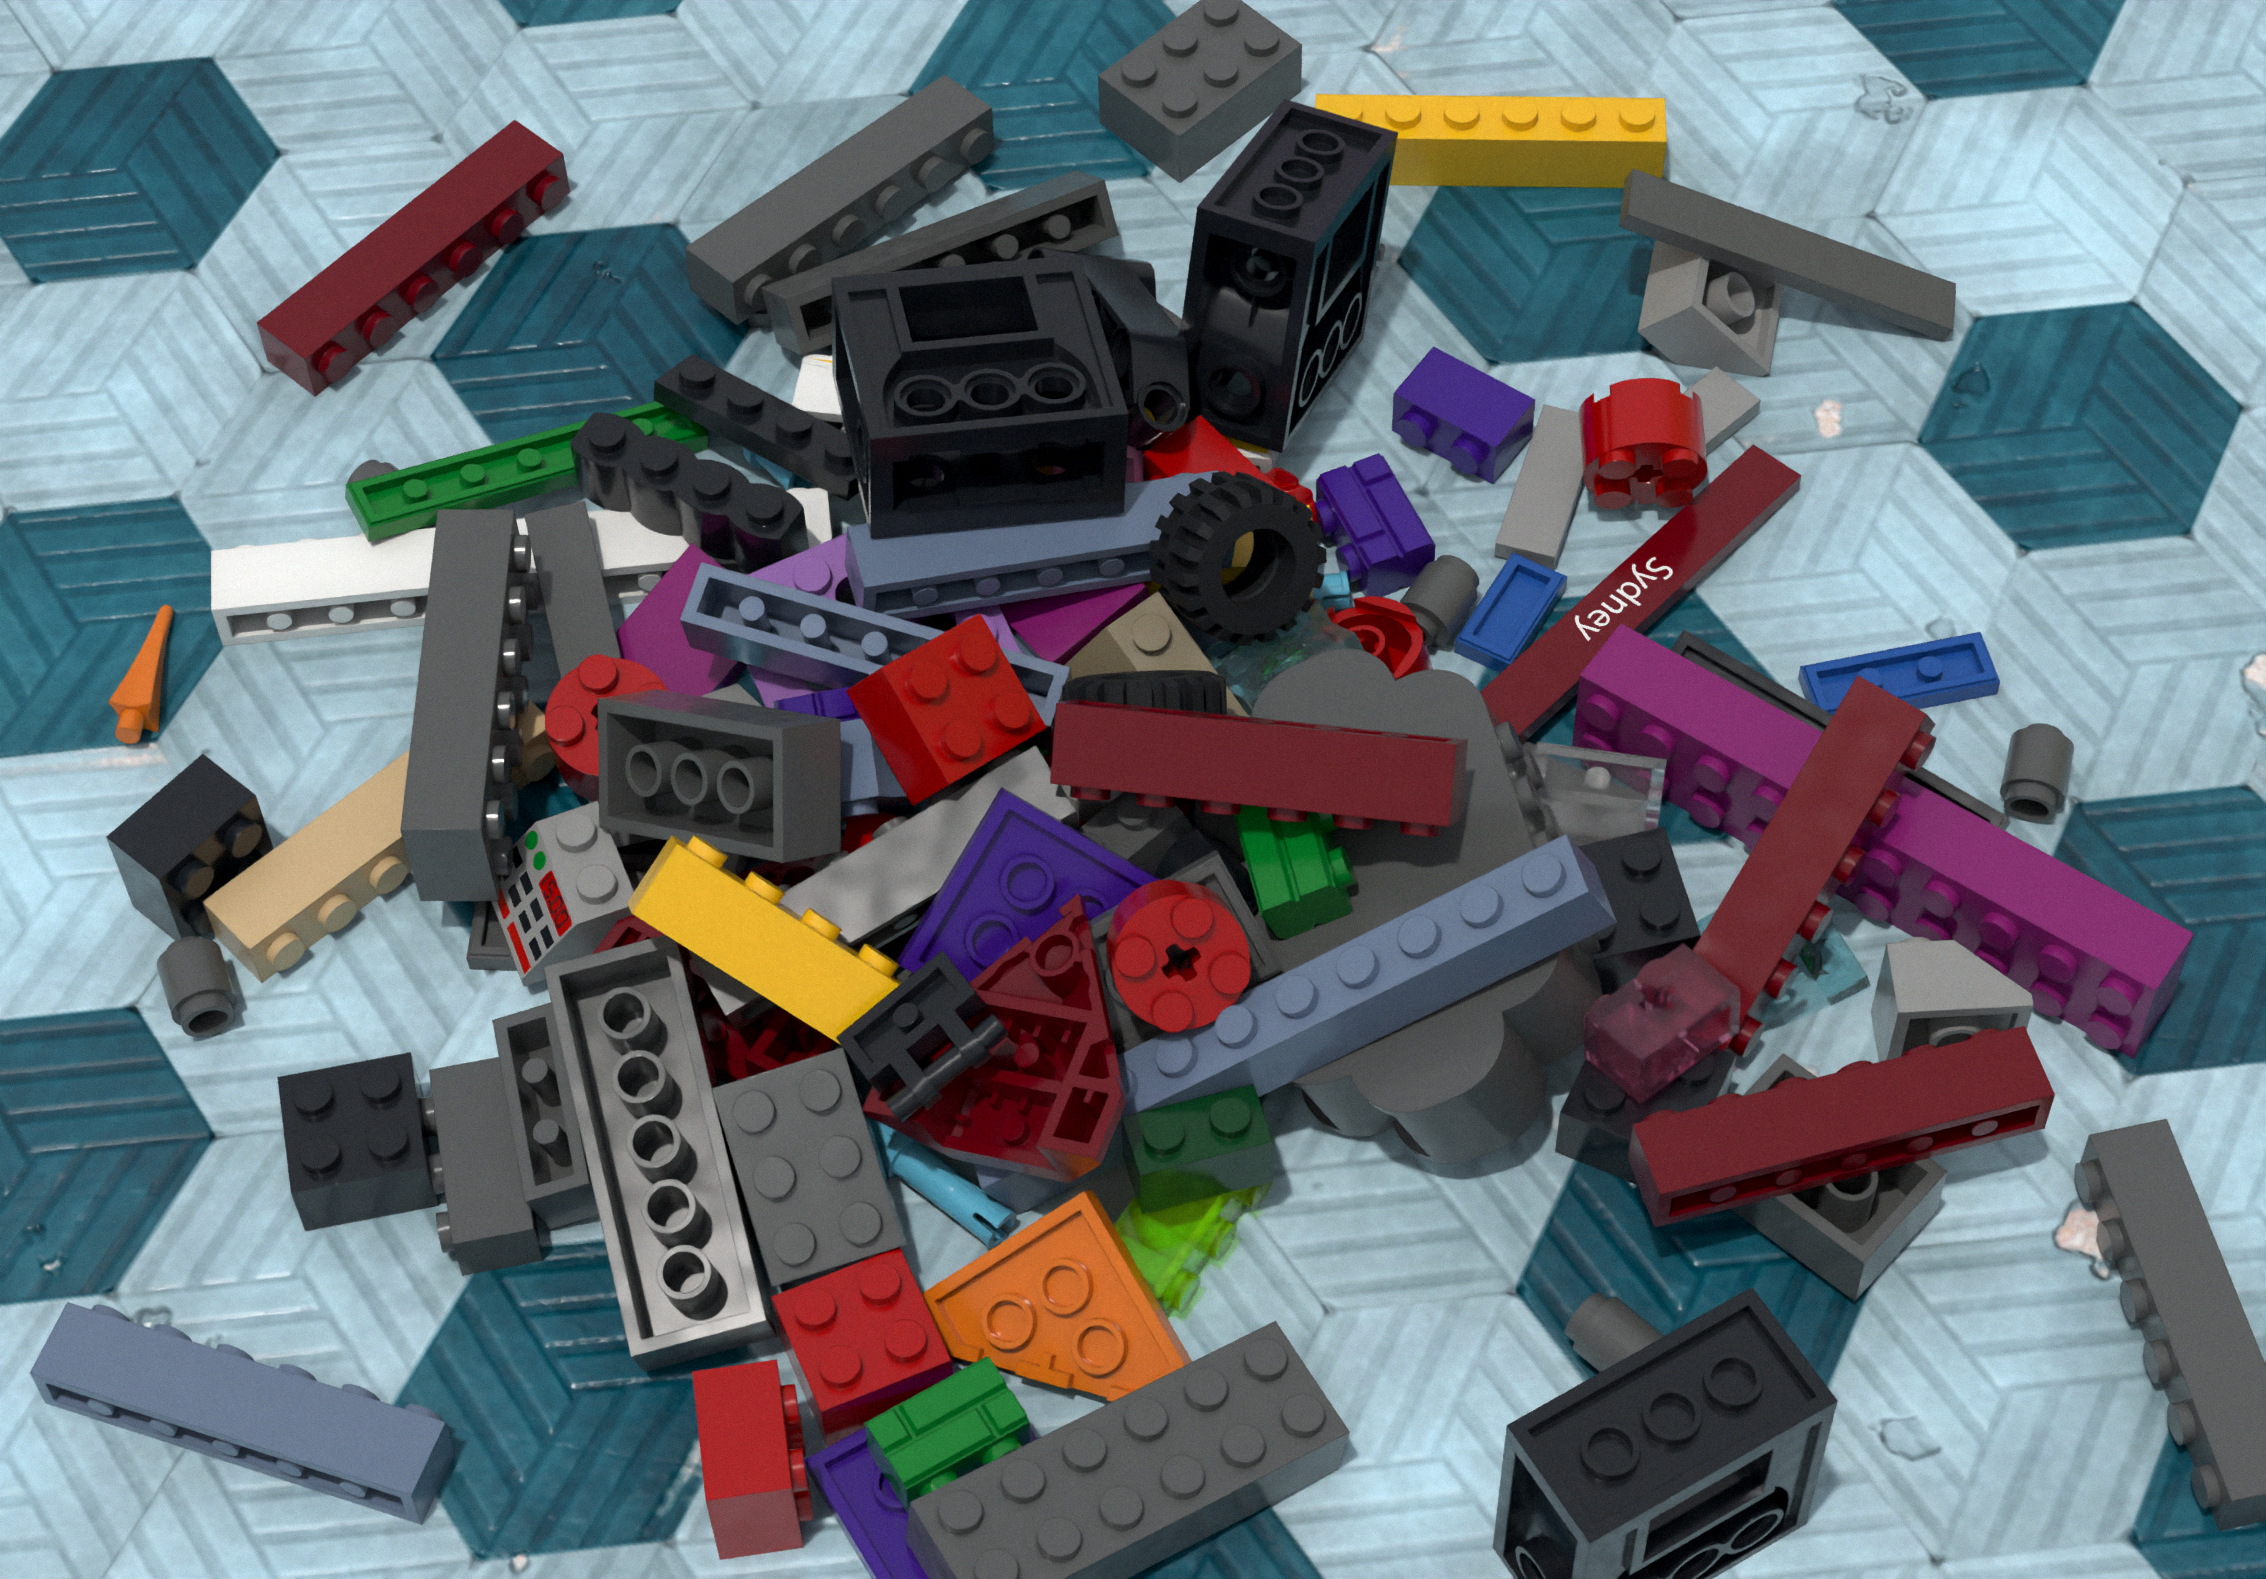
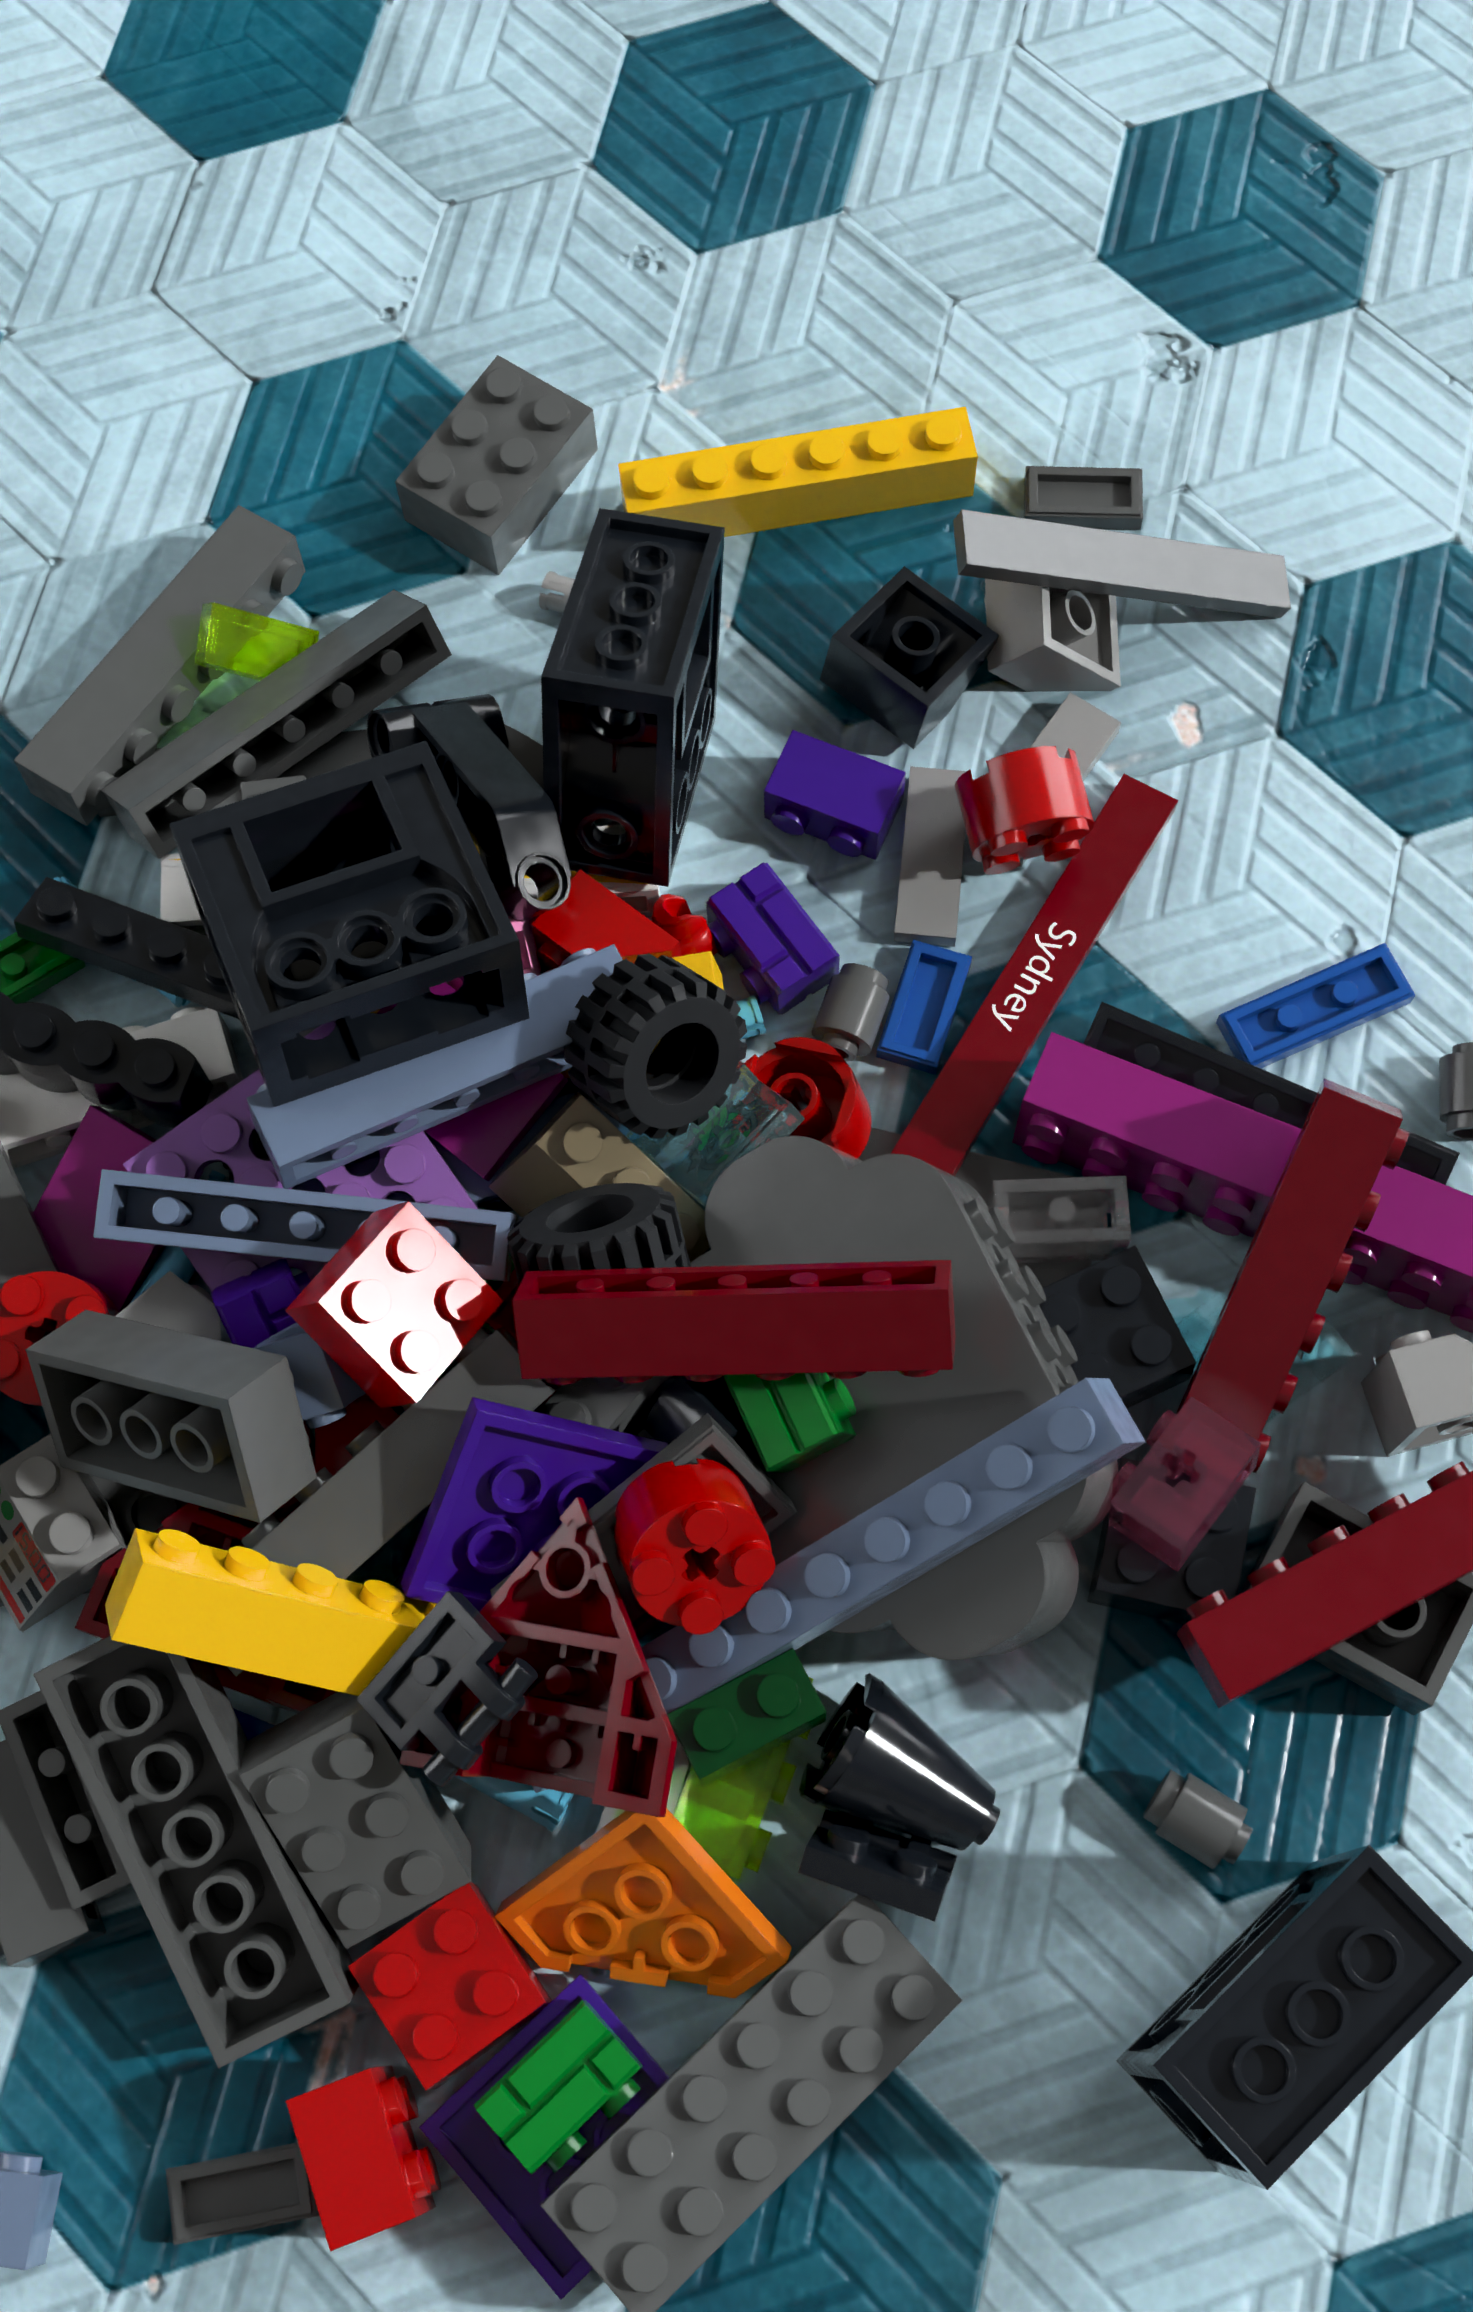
camera: 10 degrees left, 15 degrees up
(623, 1495) = (239, 2193): none -> dark grey tile
(925, 187) = (247, 641): none -> clear neon green tile
(1279, 1301) = (878, 1864): none -> black plate
(1334, 1244) = (898, 1772): none -> black cone
(1559, 306) = (907, 656): none -> black slope
(1779, 198) = (1085, 496): none -> dark grey tile

